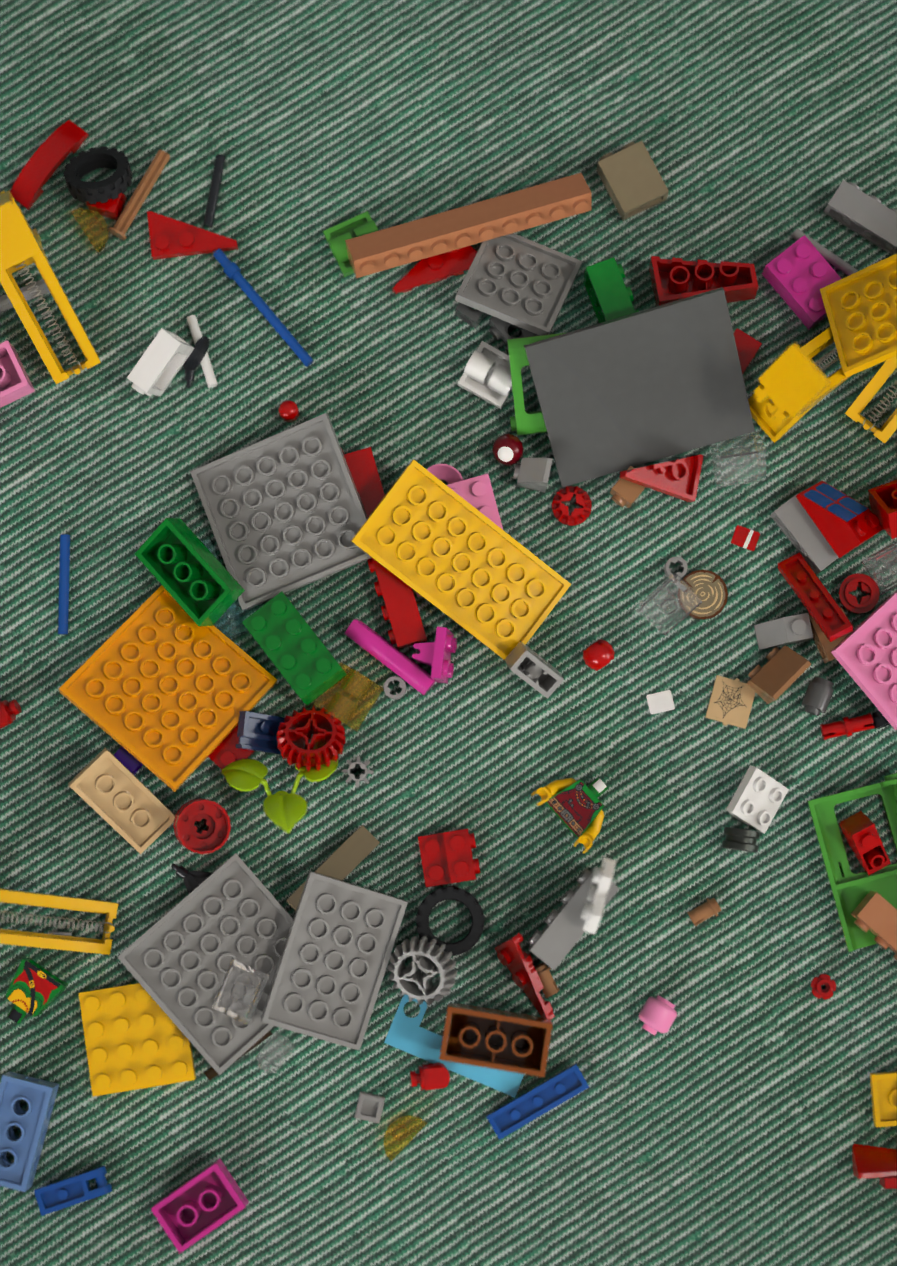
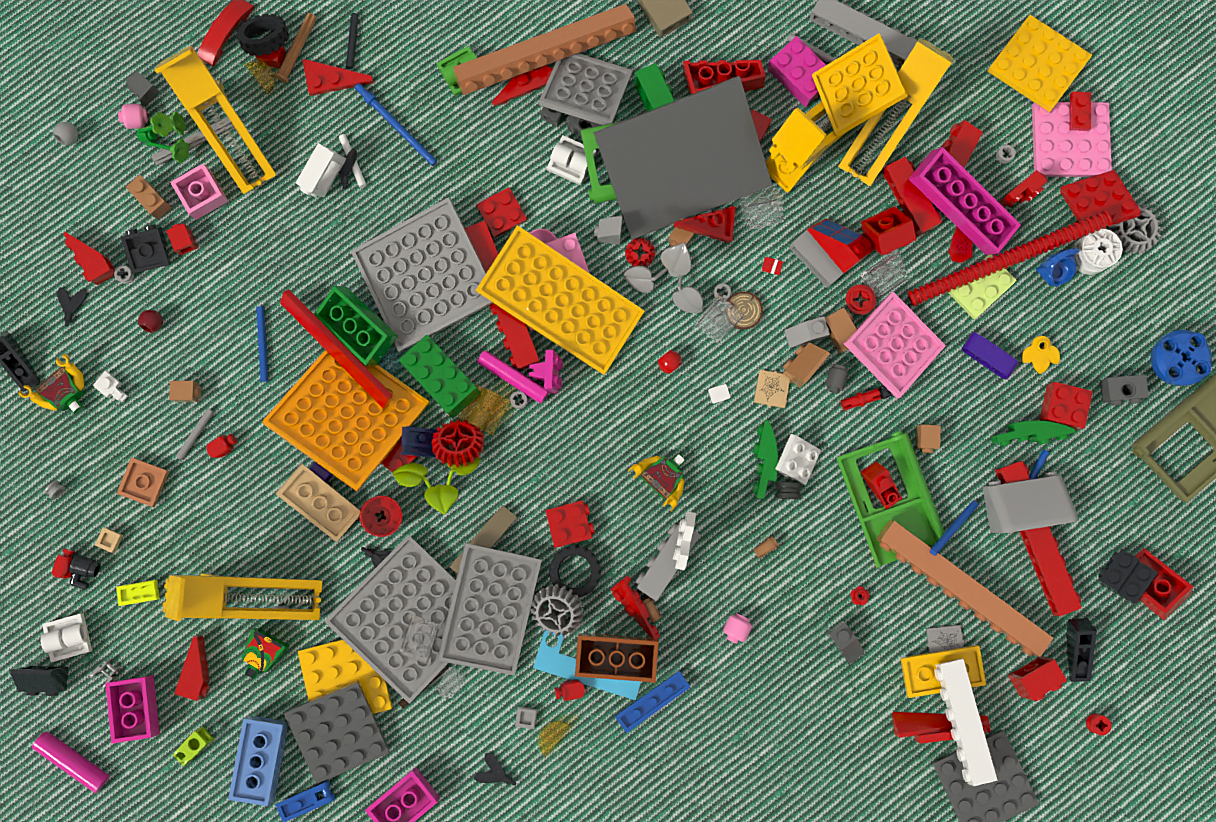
camera: 10 degrees left, 0 degrees up
(121, 1103) = (337, 731): none -> dark grey plate
(161, 600) = (336, 349): none -> red tile
(288, 411) = (421, 200): red piece -> none
(326, 1178) = (497, 773): none -> black piece
(363, 777) = (492, 461): light grey gear -> none
(393, 436) = (501, 212): none -> red plate
(507, 449) = (588, 214): dark red piece -> none
(534, 669) = (622, 376): light grey brick -> none
(621, 526) = (677, 263): none -> light grey plant
(717, 785) = (767, 452): none -> green slope
(798, 1046) = (845, 642): none -> dark grey slope
(815, 597) = (828, 304): red plate -> none

